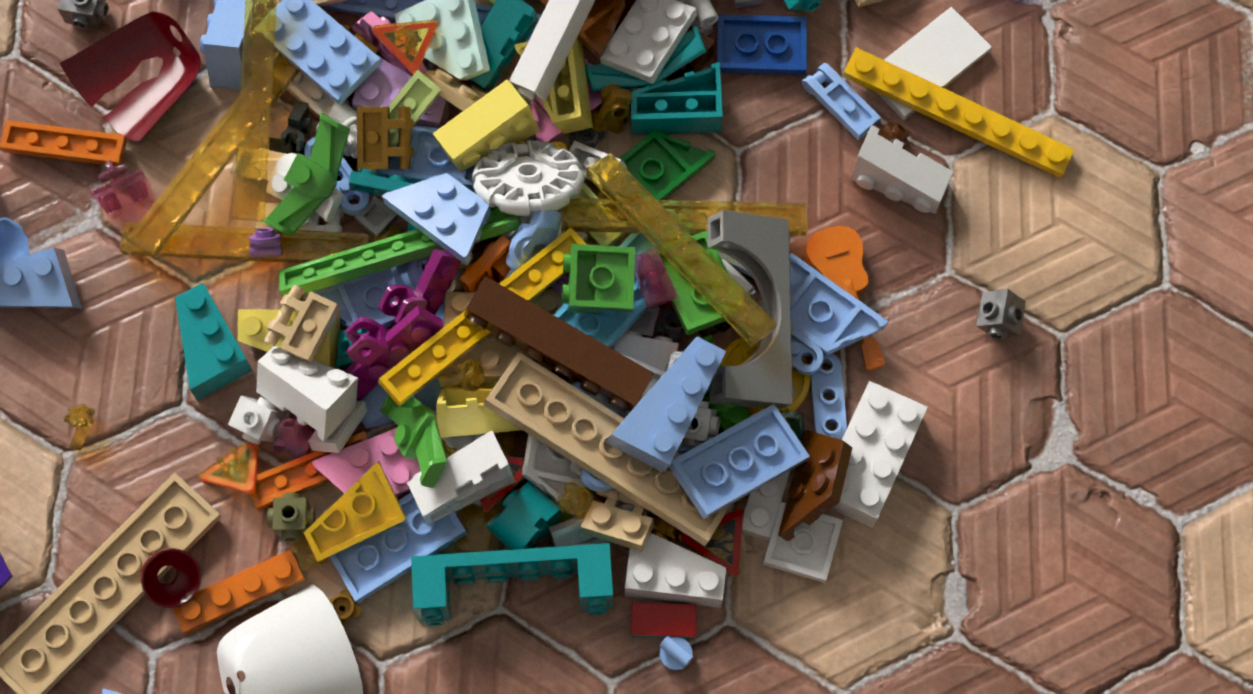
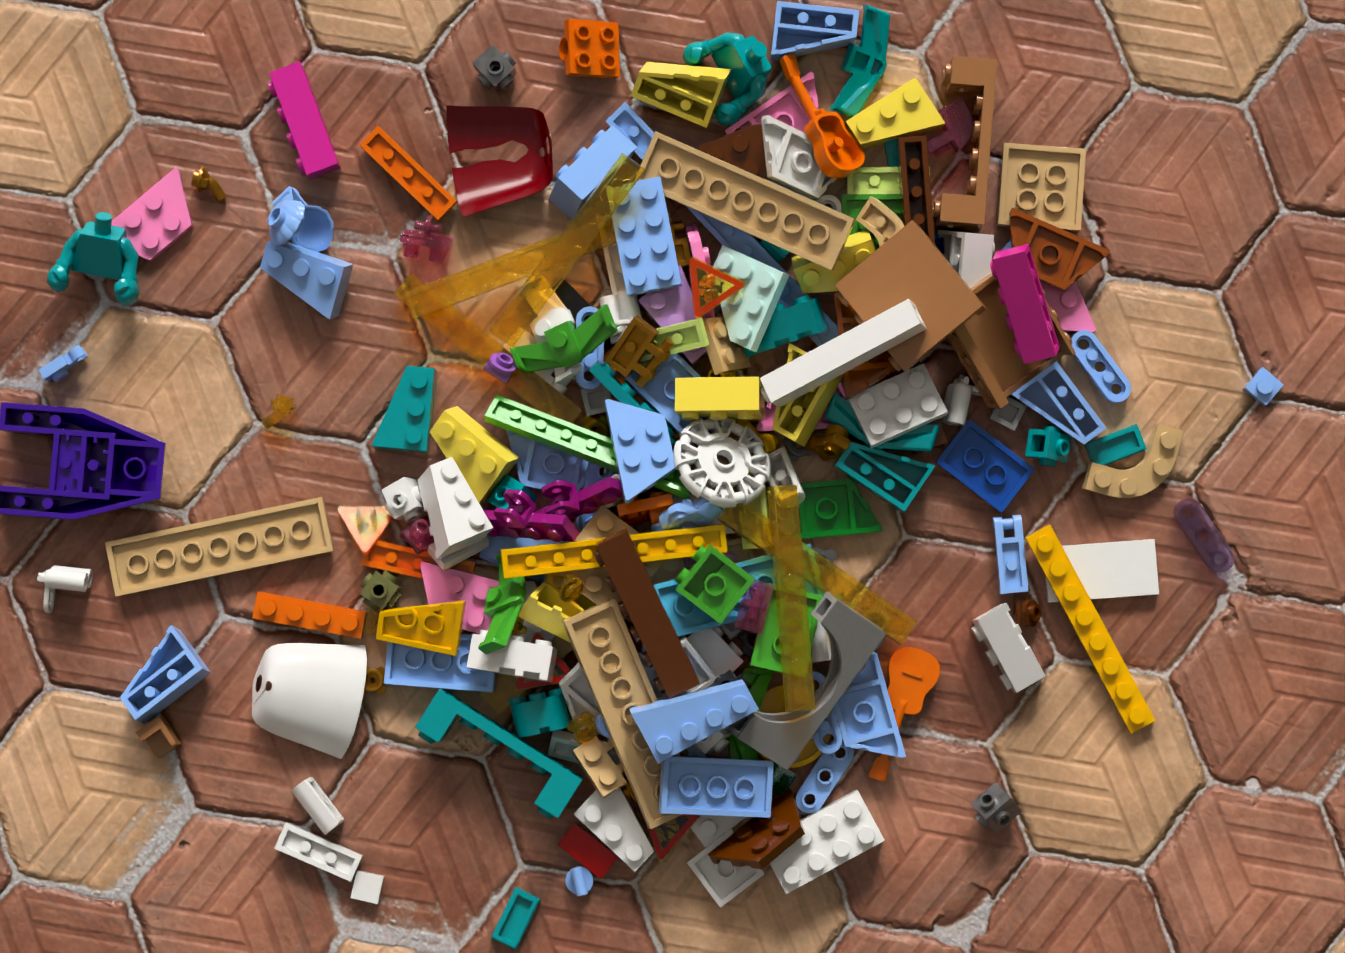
camera: 40 degrees right, 15 degrees up
(184, 585) = (267, 586): dark red piece -> none
(298, 124) = (590, 285): pearl dark grey plate -> none
(308, 328) = (483, 467): tan plate -> none

